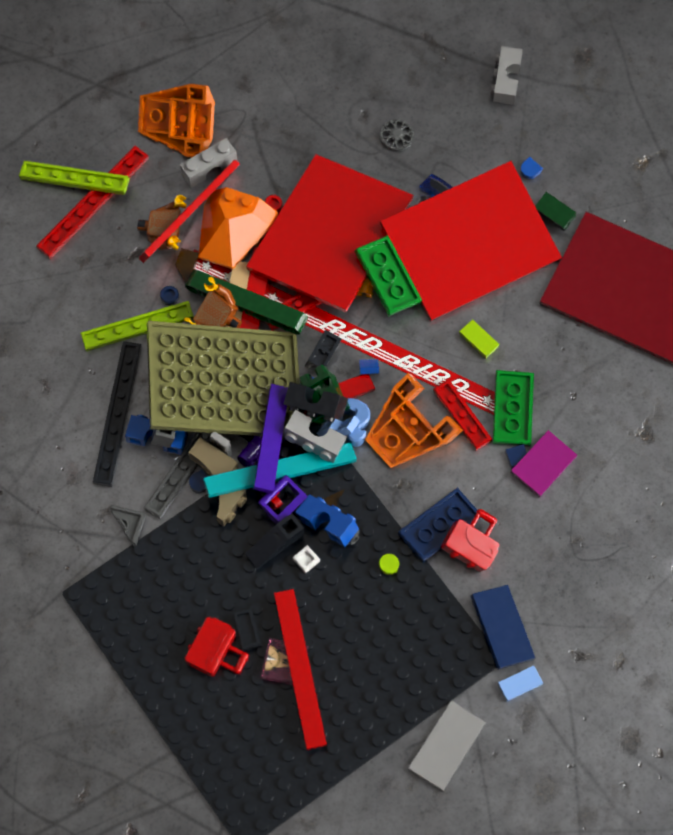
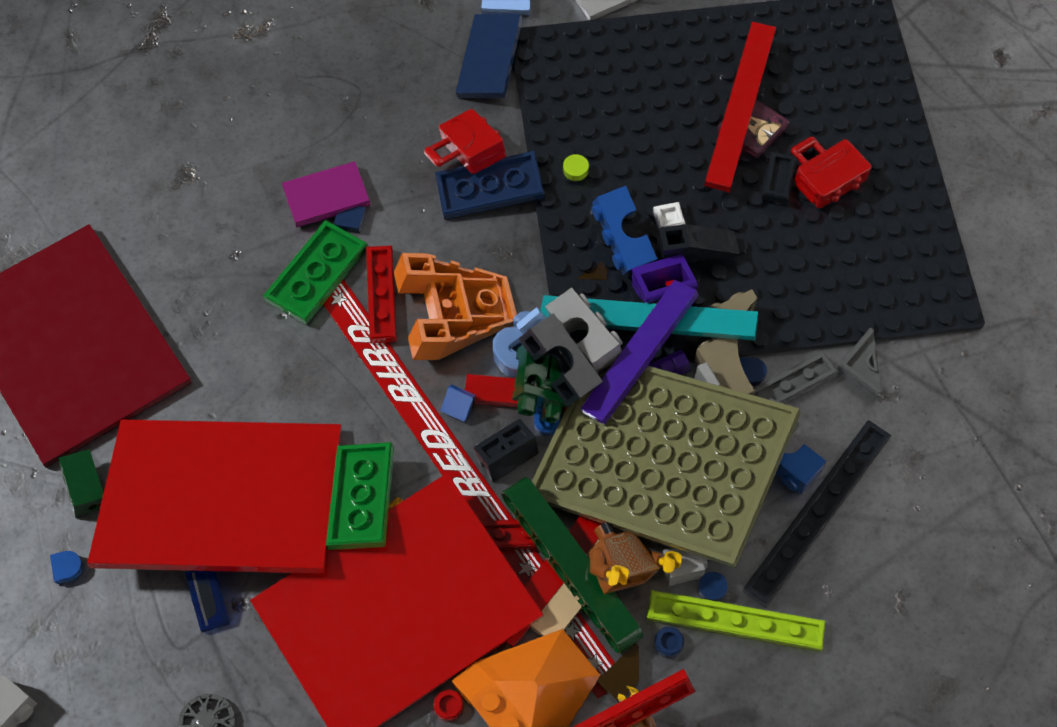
camera: 150 degrees left, 5 degrees down
(479, 339) = (297, 373): lime tile -> none

